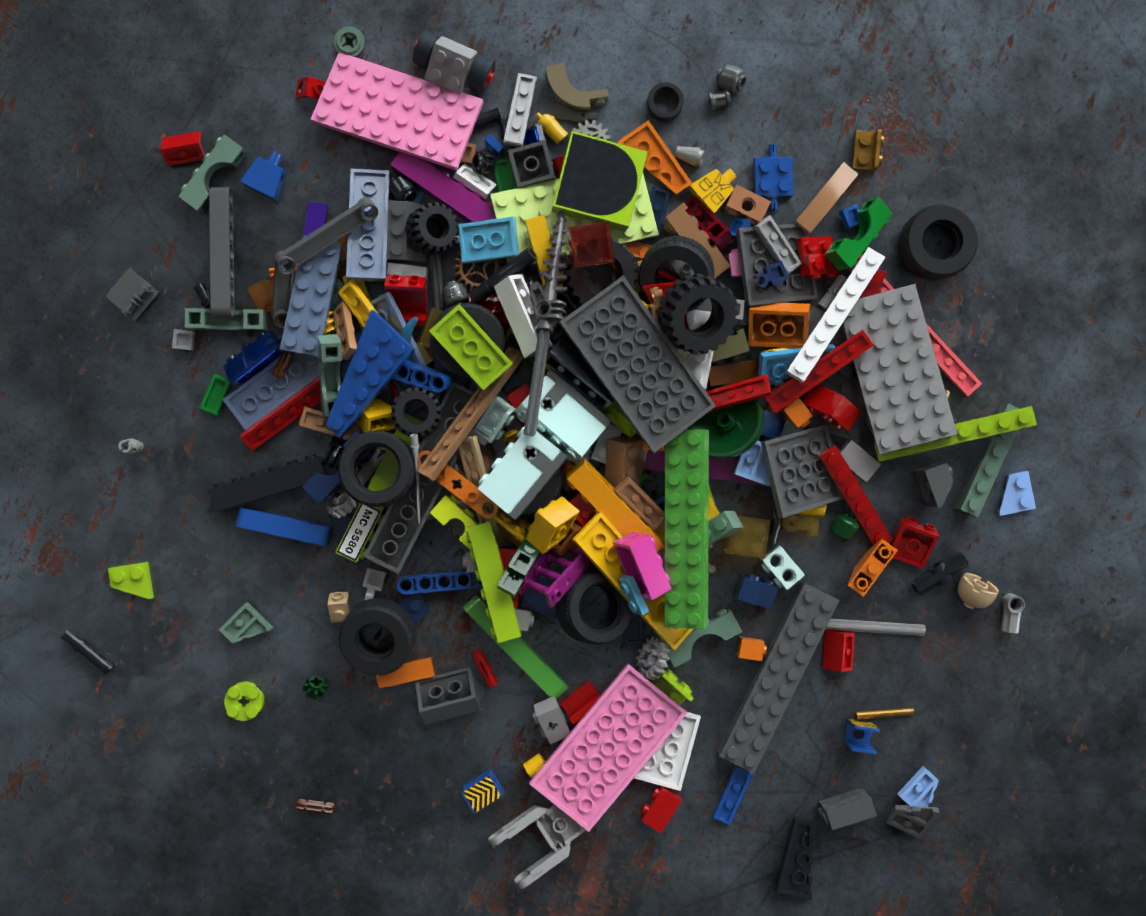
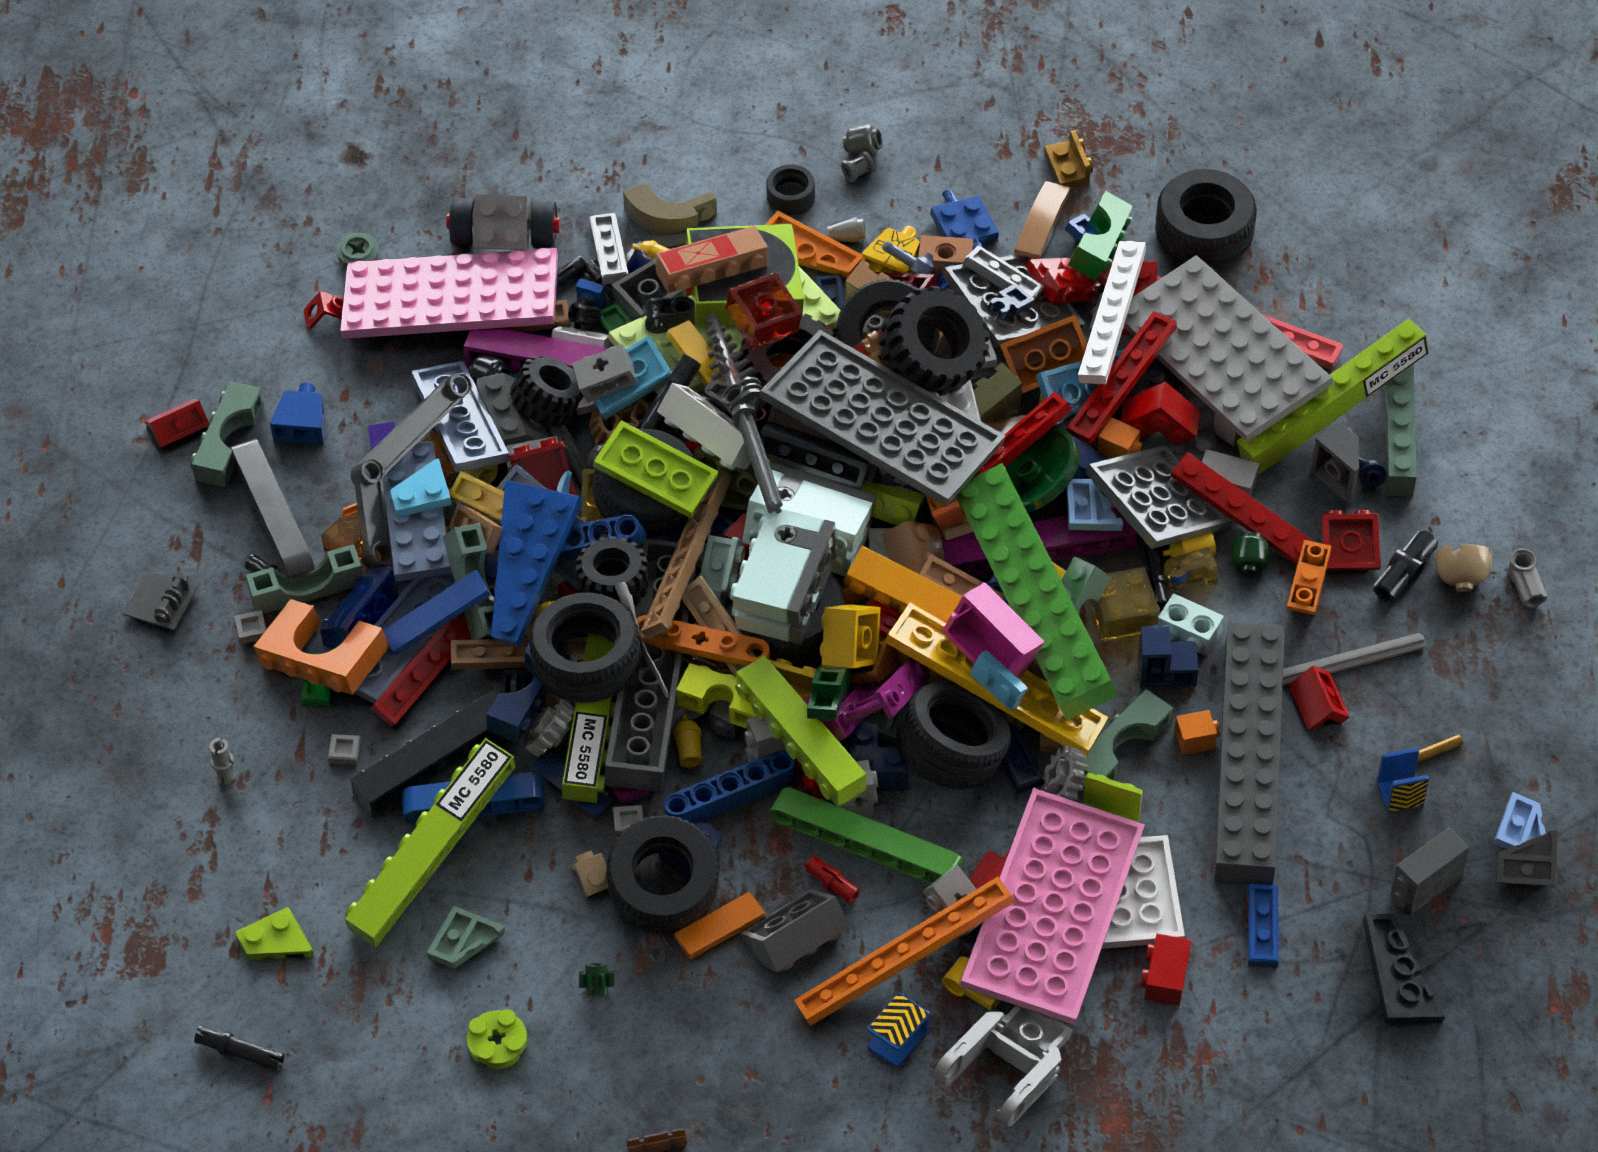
camera: 20 degrees left, 35 degrees down
(197, 367) = (339, 669): none -> orange arch
(216, 455) = (344, 749): none -> light grey tile
(243, 557) = (429, 842): none -> lime brick
(282, 363) = (402, 599): reddish brown axle -> none
(299, 387) = (436, 612): none -> blue tile
(317, 289) = (421, 491): none -> medium azure wing
(431, 535) = (688, 742): none -> yellow piece
(482, 239) = (605, 373): none -> light grey brick
(505, 746) = (904, 951): none -> orange plate
(532, 199) = (669, 313): none -> black piece
(576, 173) = (711, 259): none -> nougat brick
(725, 213) = (918, 265): none -> sand blue piece
(953, 495) = (1371, 473): none -> dark blue plate
(1017, 494) = (1459, 452): light blue wing -> none

